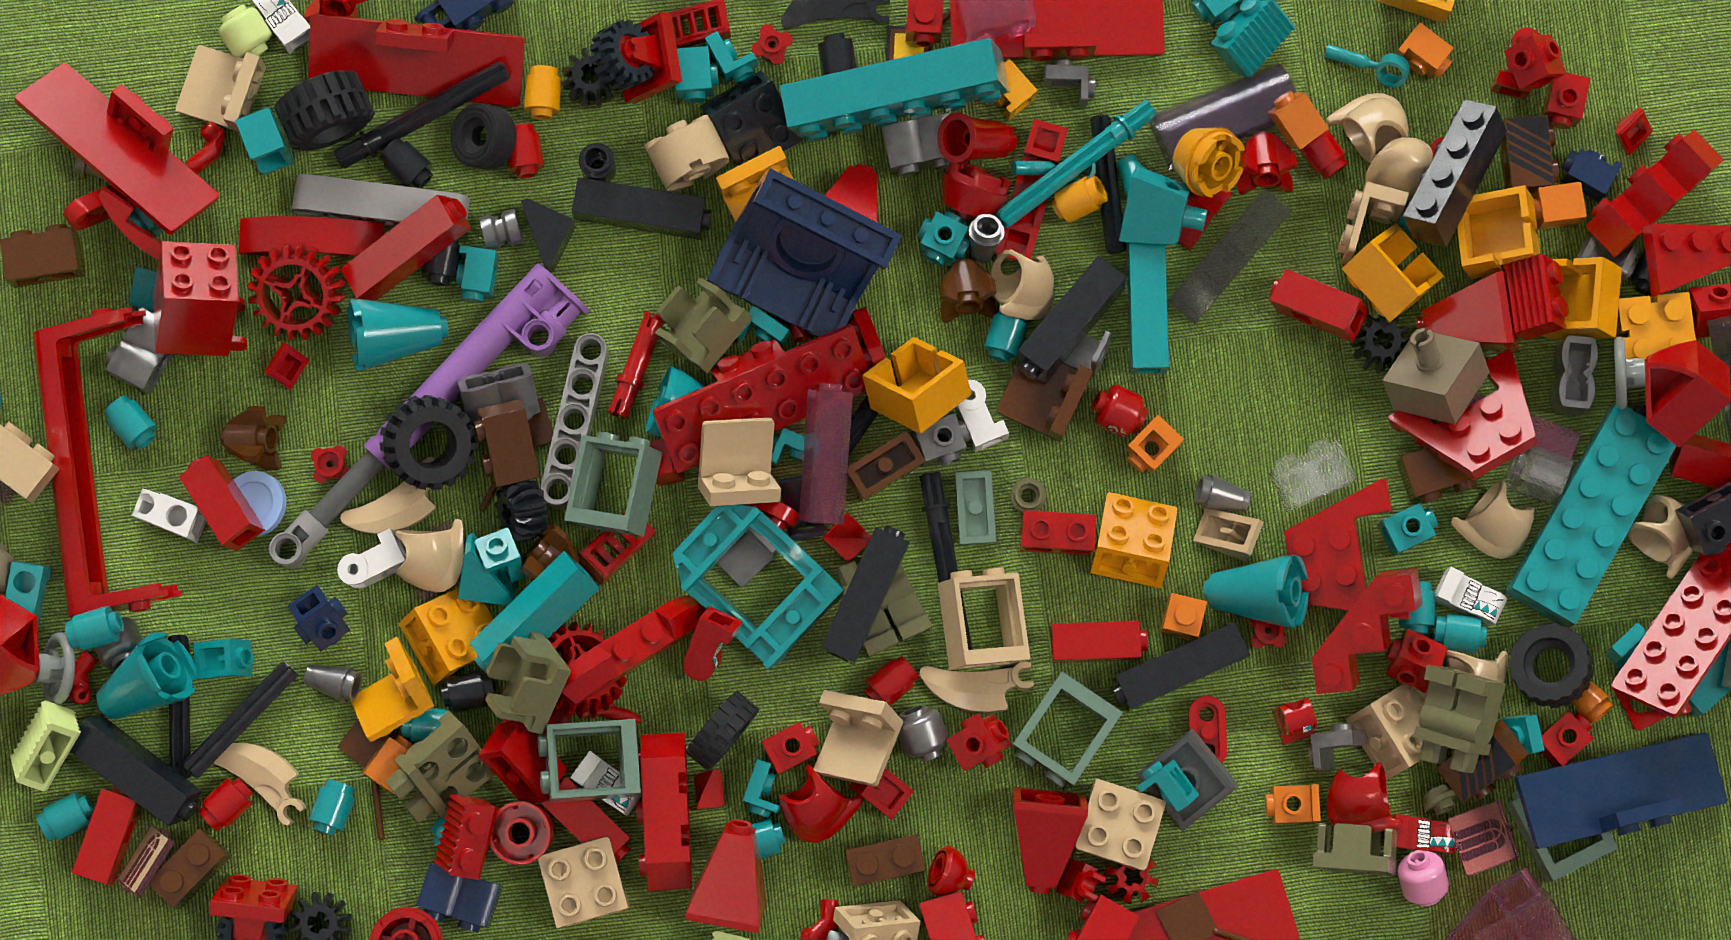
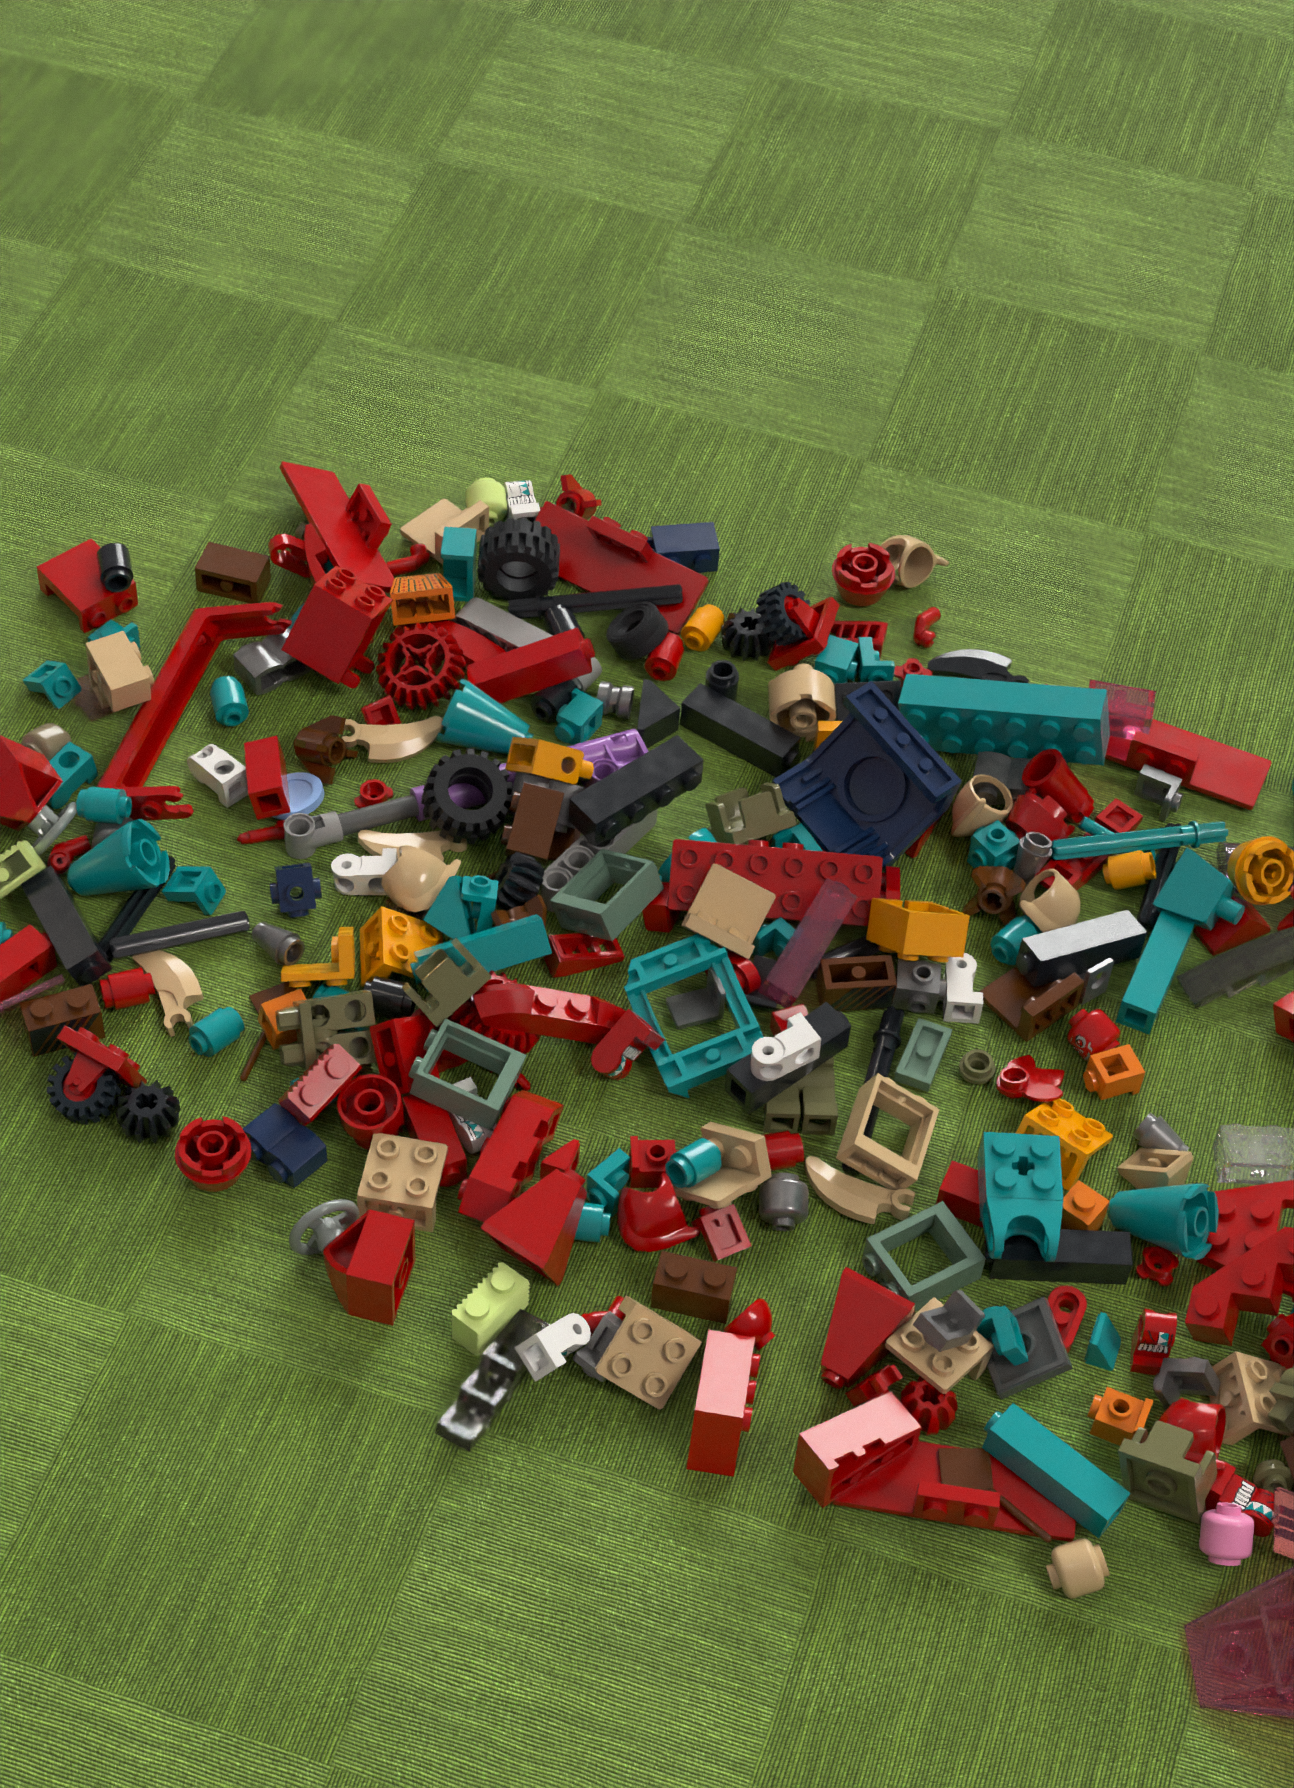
camera: 25 degrees right, 30 degrees down
(250, 205) = (421, 599): none -> orange torso
(253, 557) = (263, 834): none -> red piece
(315, 386) = (394, 741): none -> tan piece
(484, 366) = (548, 761): none -> light orange torso
(586, 360) = (635, 790): none -> black brick
(631, 378) = (682, 828): red pin -> none
(722, 730) = (599, 1110): black tyre -> none
(831, 745) = (693, 1163): none -> teal brick
(860, 621) = (786, 1050): none -> white leg
(909, 203) = (971, 812): none -> tan piece
(980, 742) = (835, 1228): red brick -> none
(1021, 91) = (1106, 780): light orange brick -> none
(1058, 533) = (989, 1099): red brick -> none
(1085, 483) = (1024, 1079): none -> red plate
(1125, 815) = (950, 1324): none -> flat silver bracket
(1131, 656) = (1020, 1190): none -> teal brick
(1252, 736) = (1103, 1344): none -> teal slope
(1261, 891) = (1054, 1469): none -> teal brick

